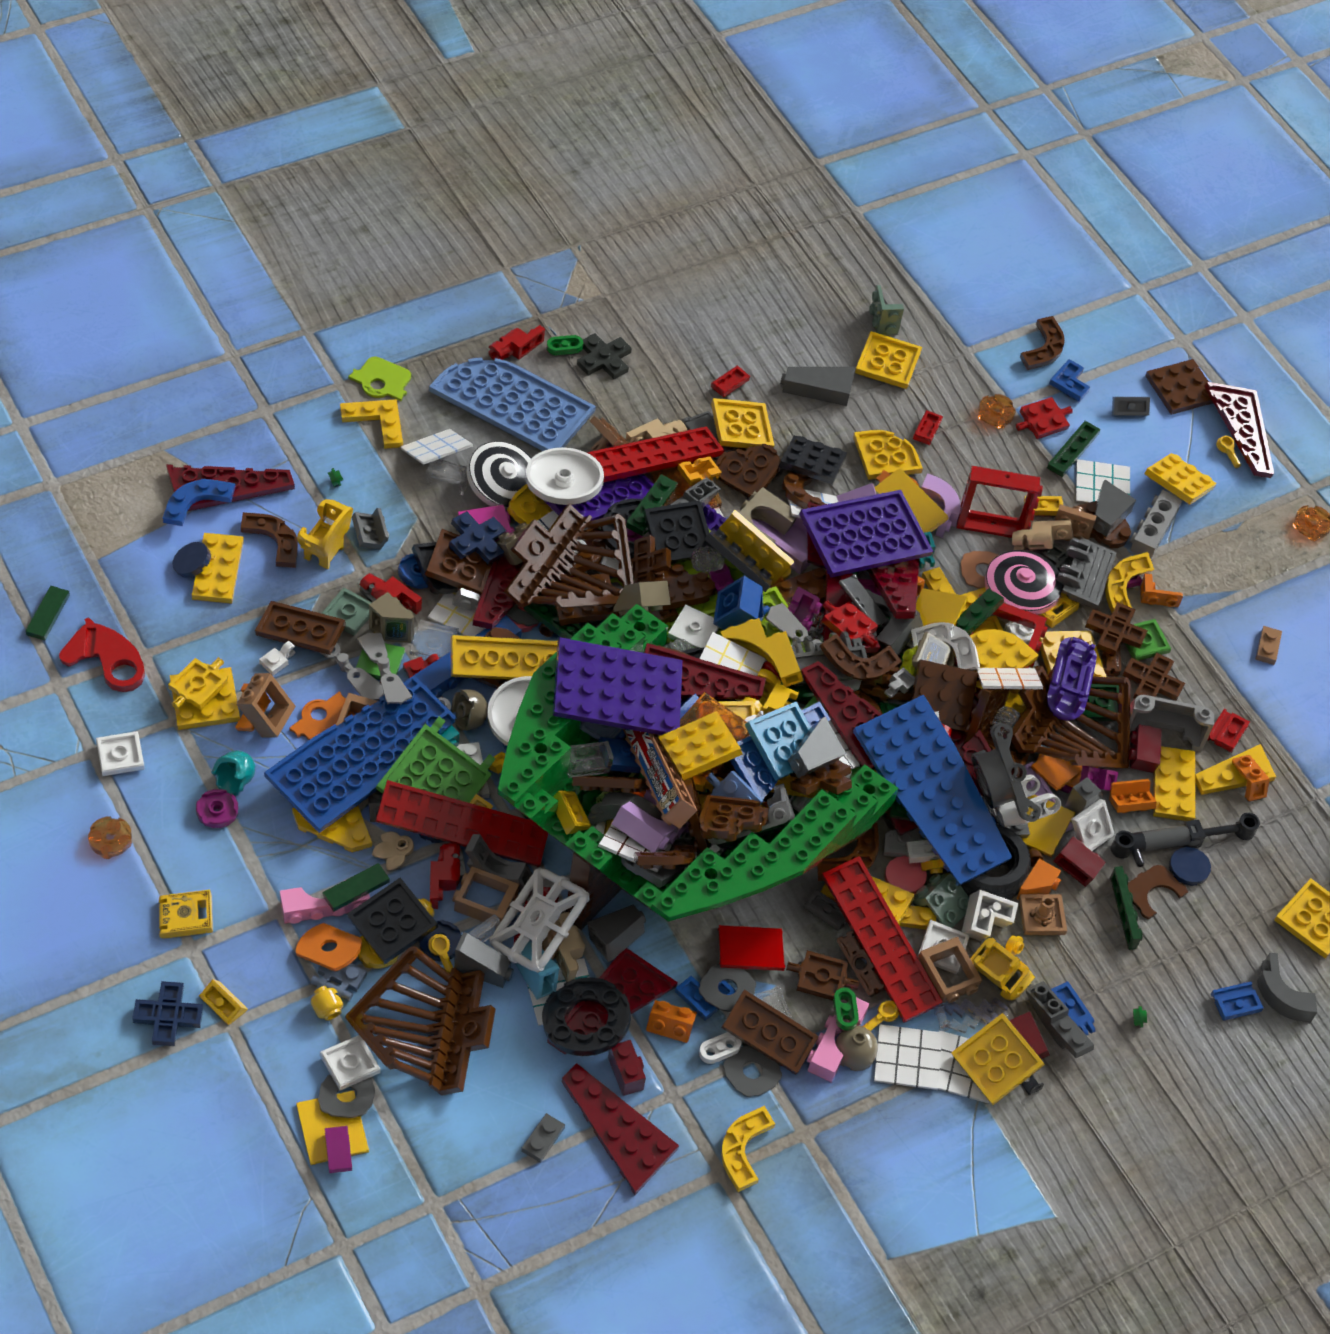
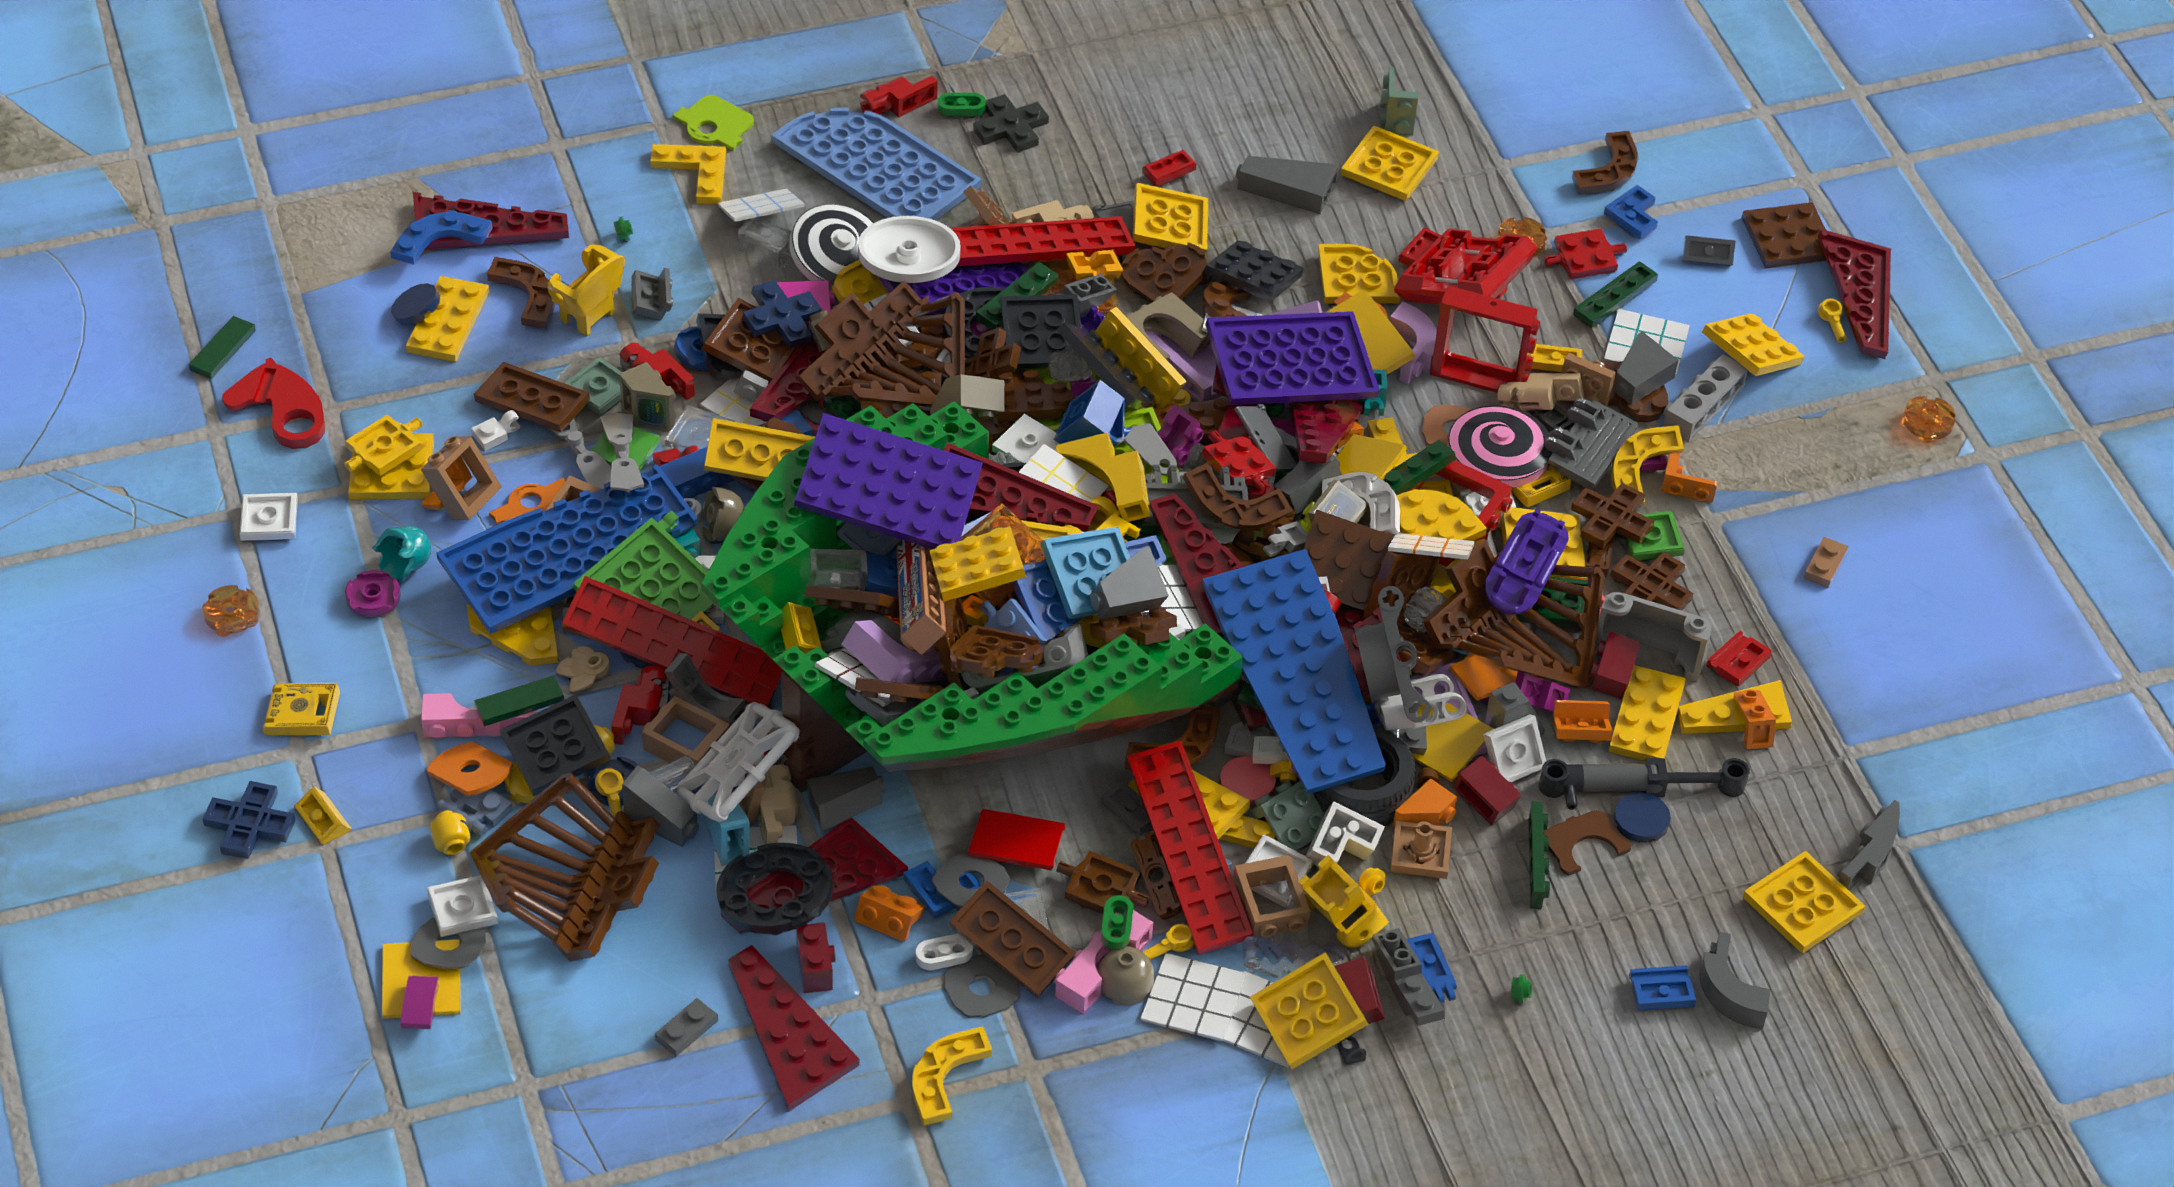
camera: 15 degrees right, 5 degrees down
(967, 442) = (1466, 264): none -> red piece

